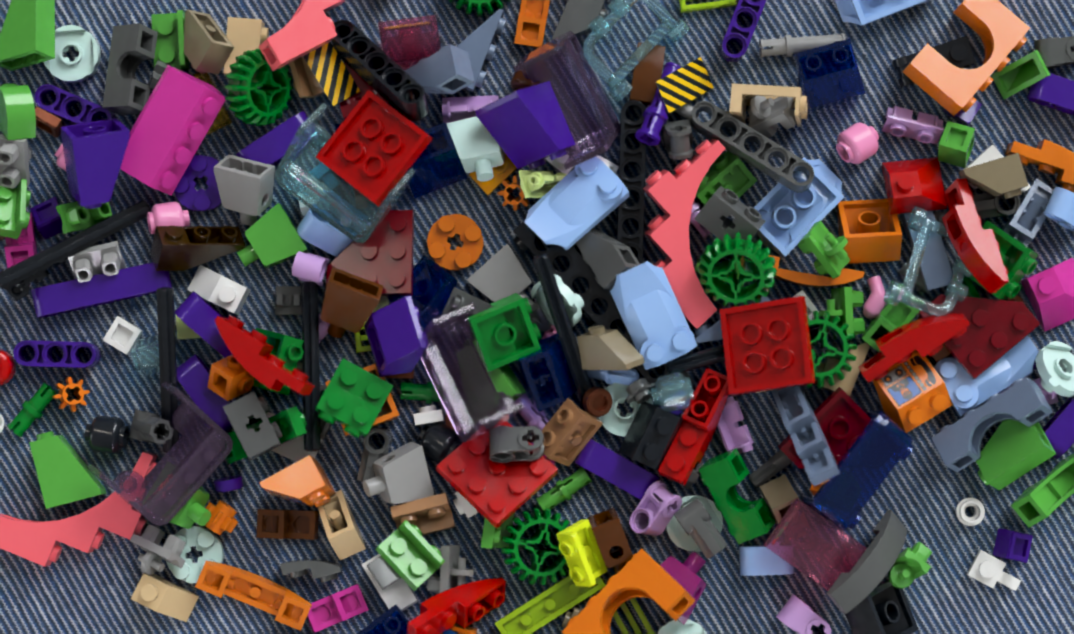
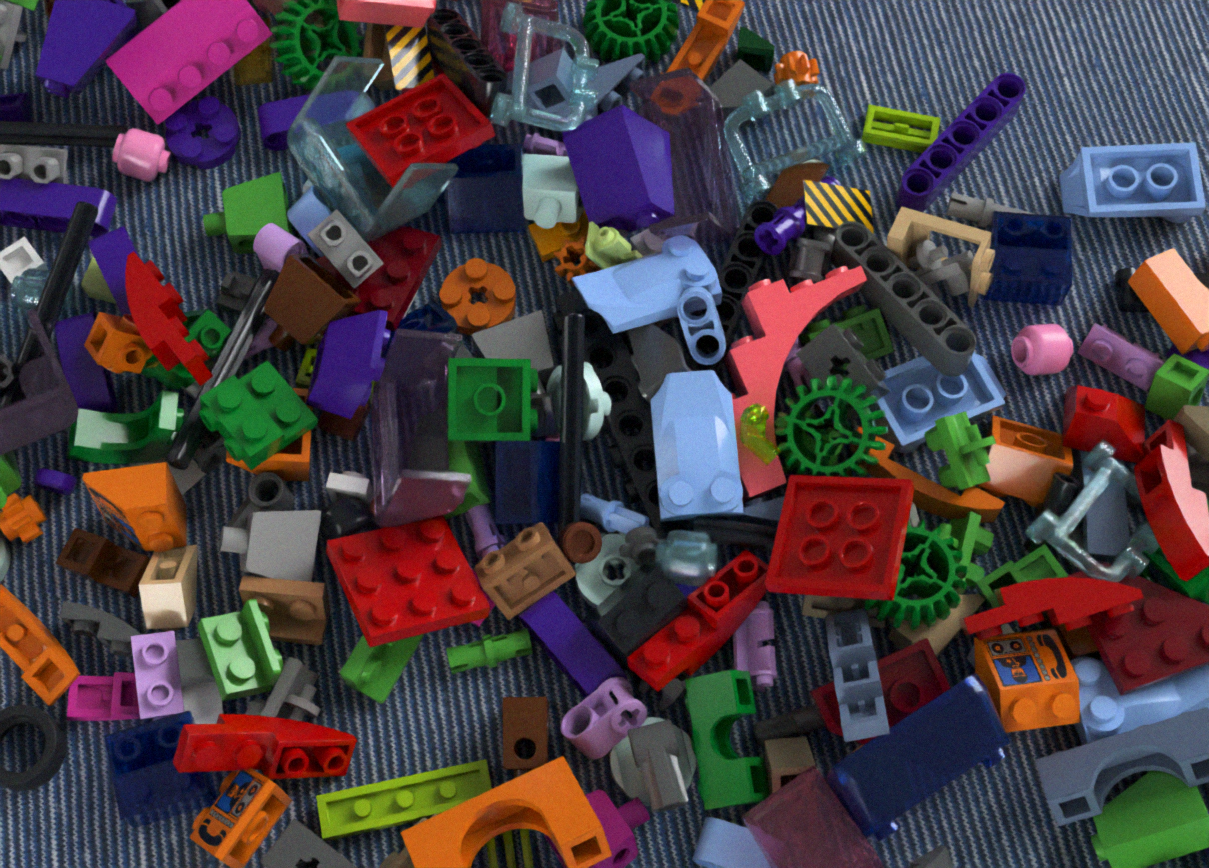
camera: 20 degrees right, 20 degrees down
(79, 218) = (36, 105): bright green hips -> none
(189, 246) = (147, 185): dark brown slope -> none
(219, 289) = (168, 252): white slope -> none
(245, 186) = (248, 141): light grey torso -> none
(253, 442) = (111, 384): dark grey brick -> none
(359, 257) = (345, 249): none -> light grey hips
(363, 588) = (157, 675): none -> lavender hinge
(421, 392) = (351, 457): green pin -> none
(464, 506) = (345, 620): white plate -> none
(471, 57) = (583, 69): none -> clear light blue bar
(512, 444) = (443, 545): dark grey piece -> none
(537, 559) = (439, 722): green gear -> none
(581, 553) = (475, 734): neon yellow bracket -> none
(607, 350) = (616, 473): dark tan slope -> none
(625, 225) = (705, 324): none -> light blue beam
(685, 287) = (754, 431): none -> clear neon green arm
(875, 301) = (1010, 548): bright pink arm -> none
(896, 266) = (1056, 500): none -> black pin

